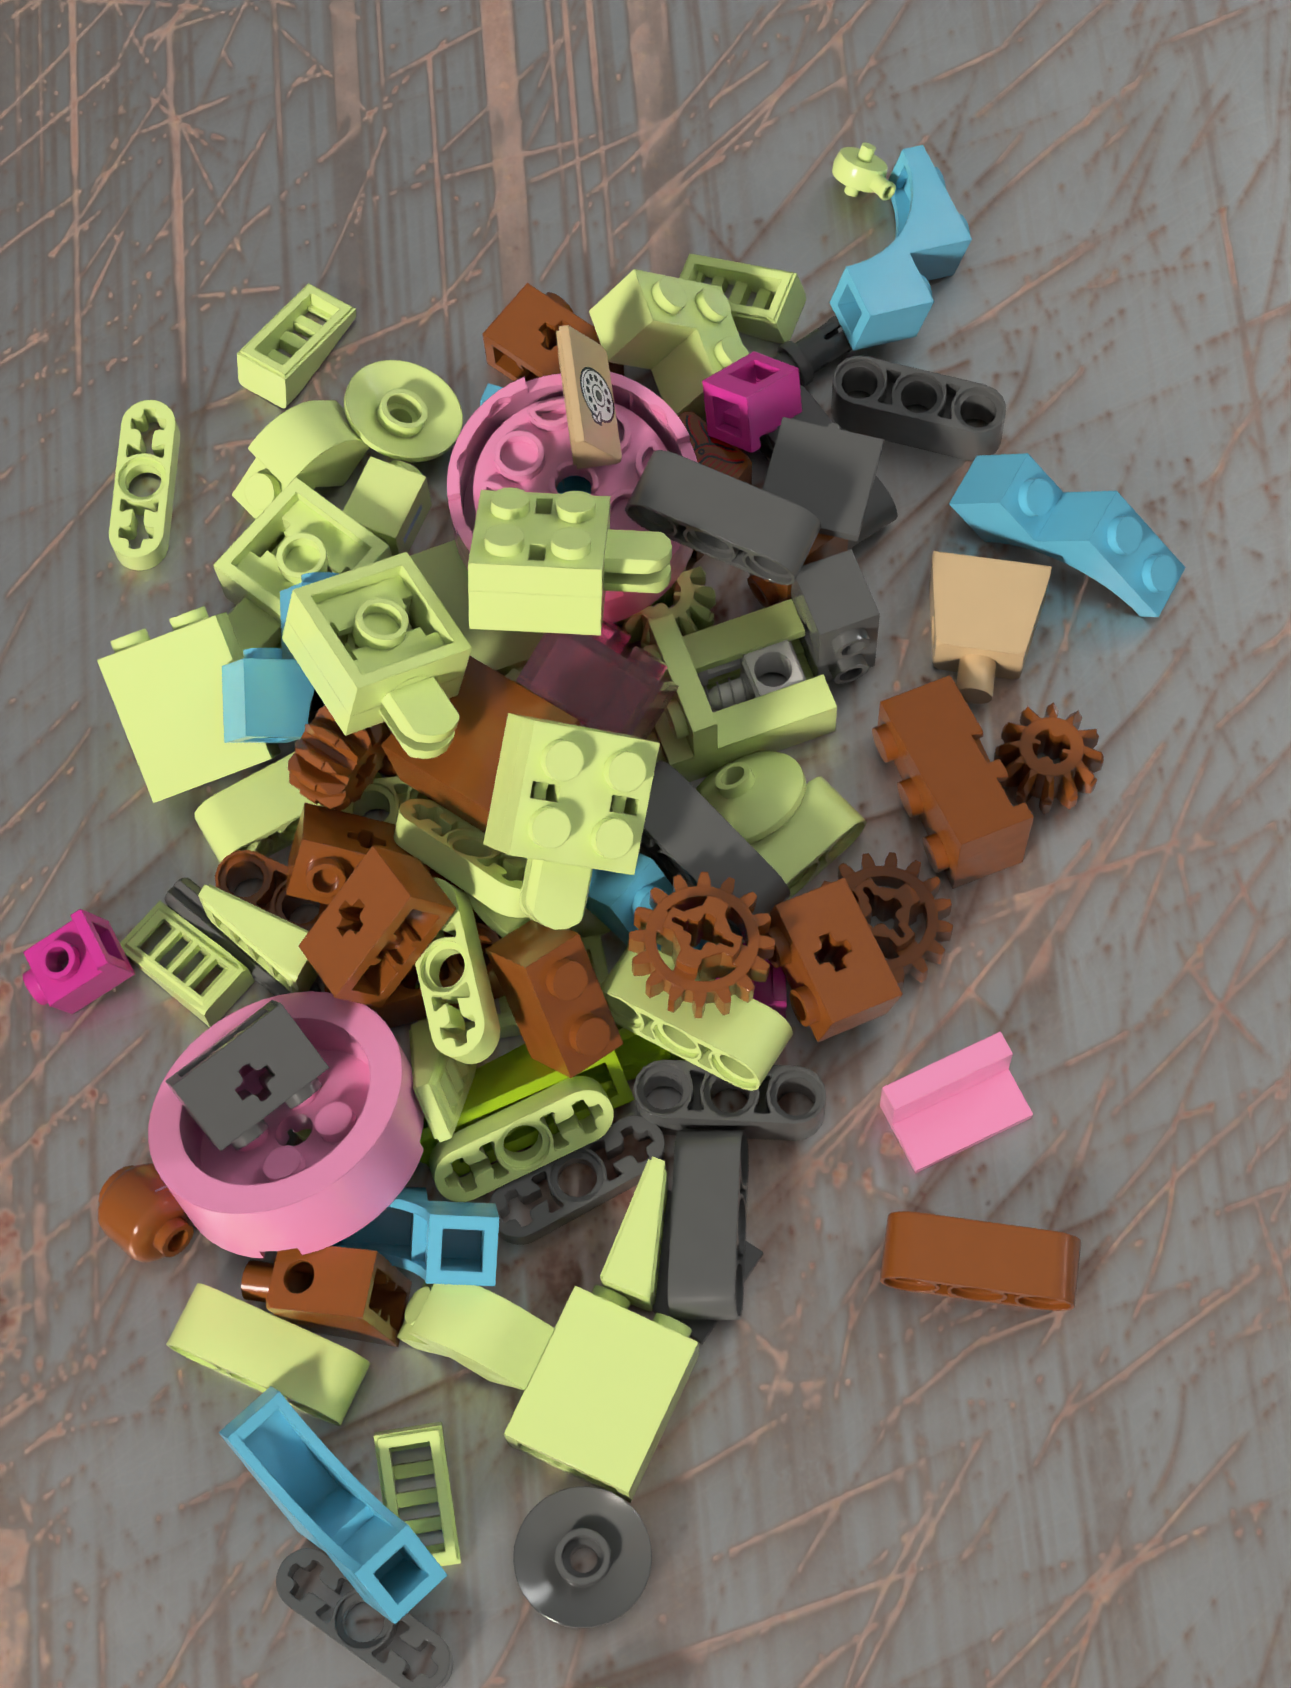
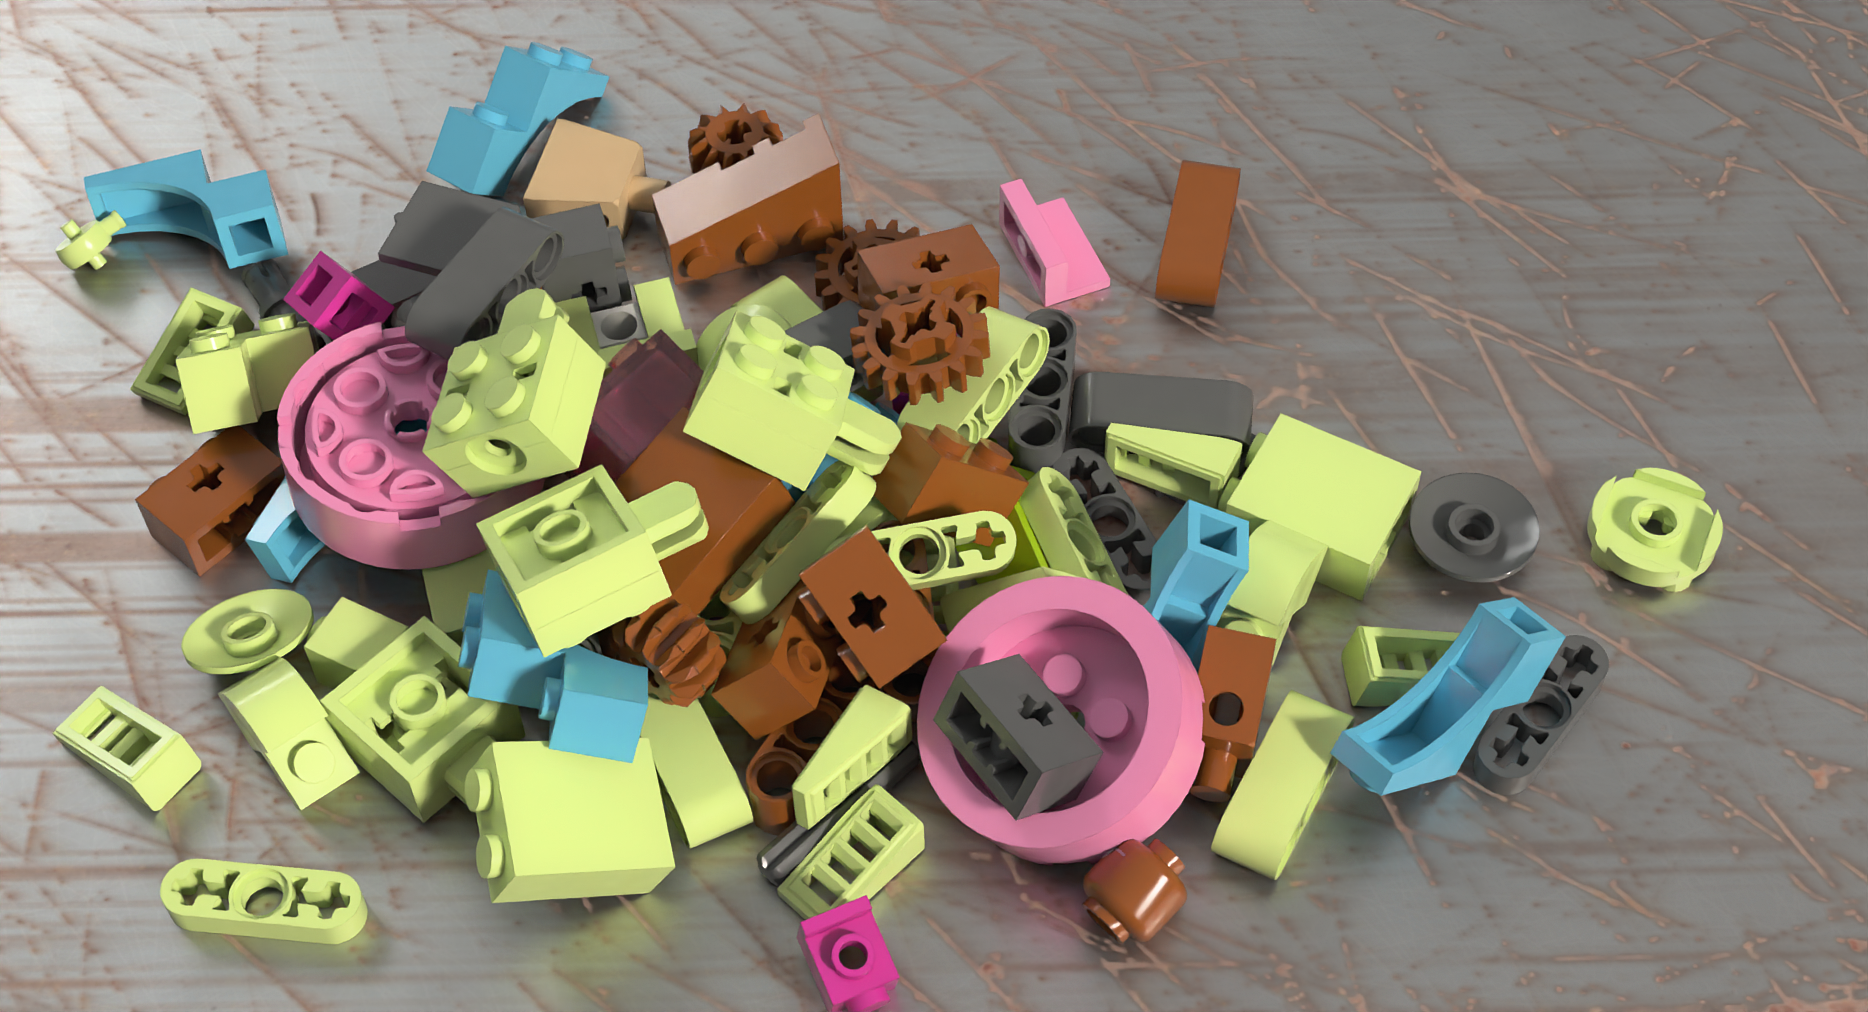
camera: 90 degrees left, 15 degrees down
(588, 400) = (325, 389): tan slope -> none
(898, 386) = (363, 205): dark grey beam -> none

